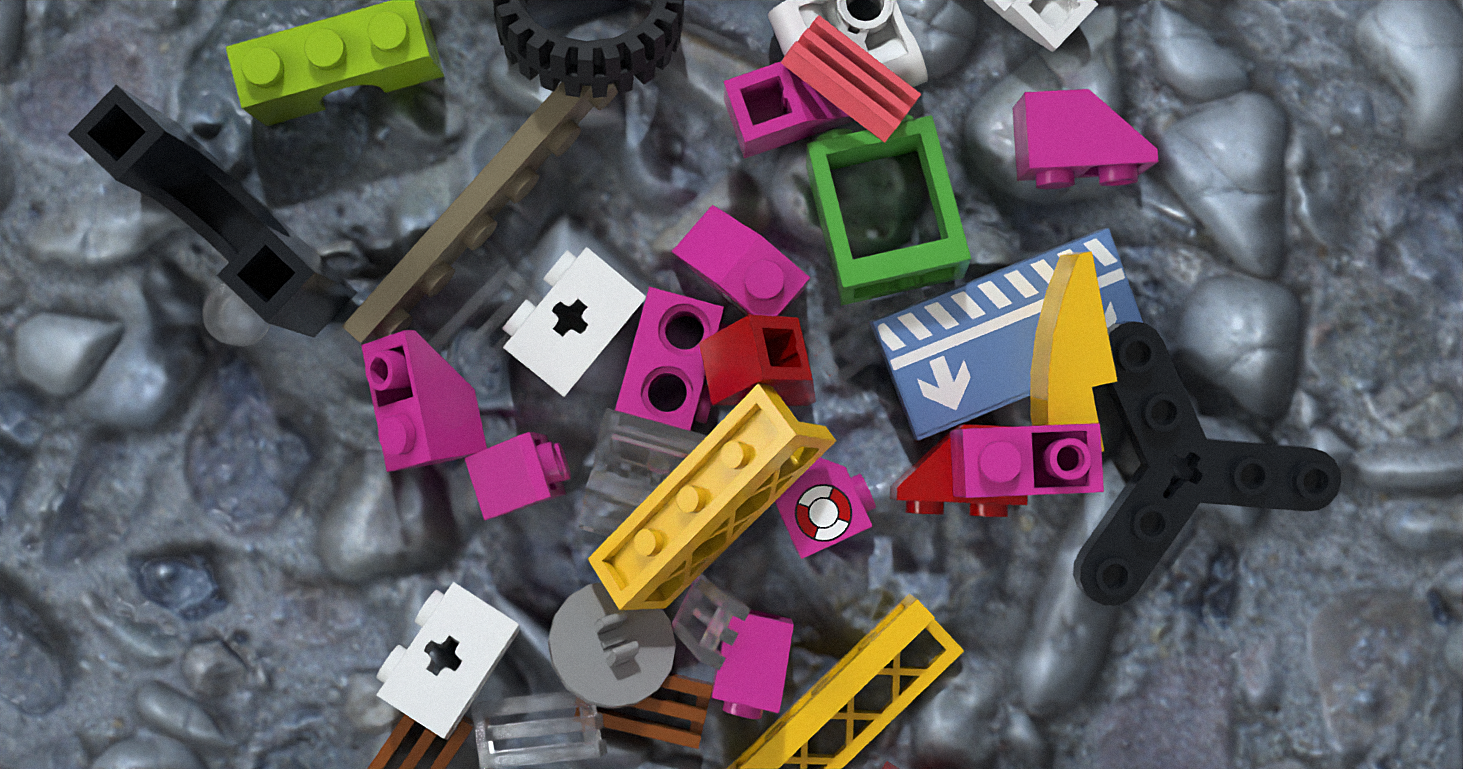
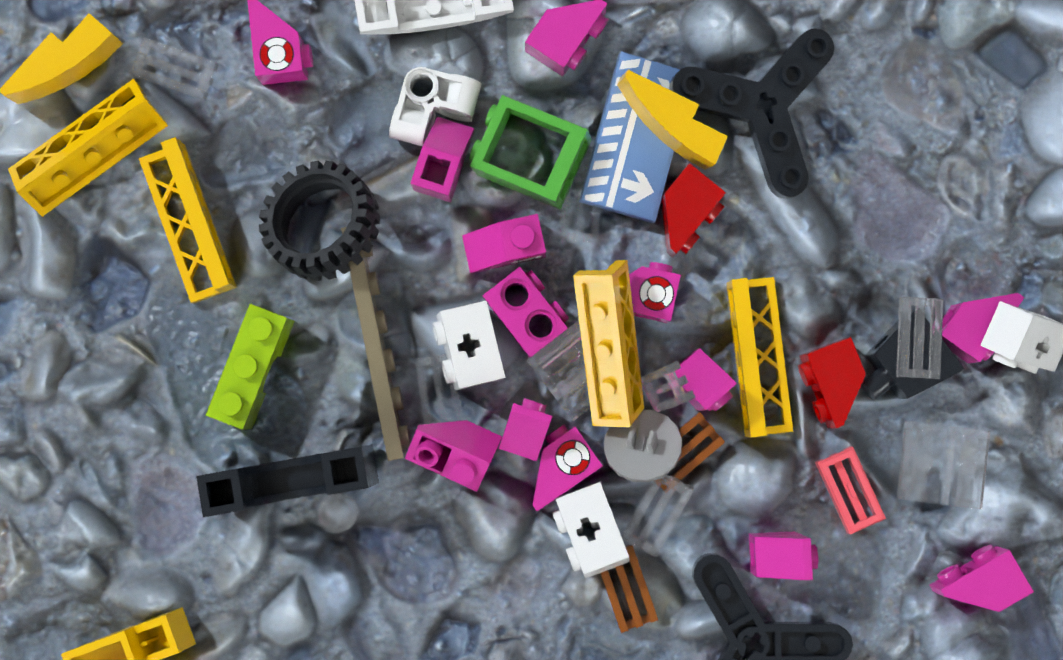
camera: 55 degrees left, 0 degrees up
(508, 559) = (562, 465): none -> dark pink slope
(761, 352) = (556, 266): red slope -> none
(851, 78) = (455, 120): coral tile -> none
(1027, 460) = (704, 176): dark pink slope -> none

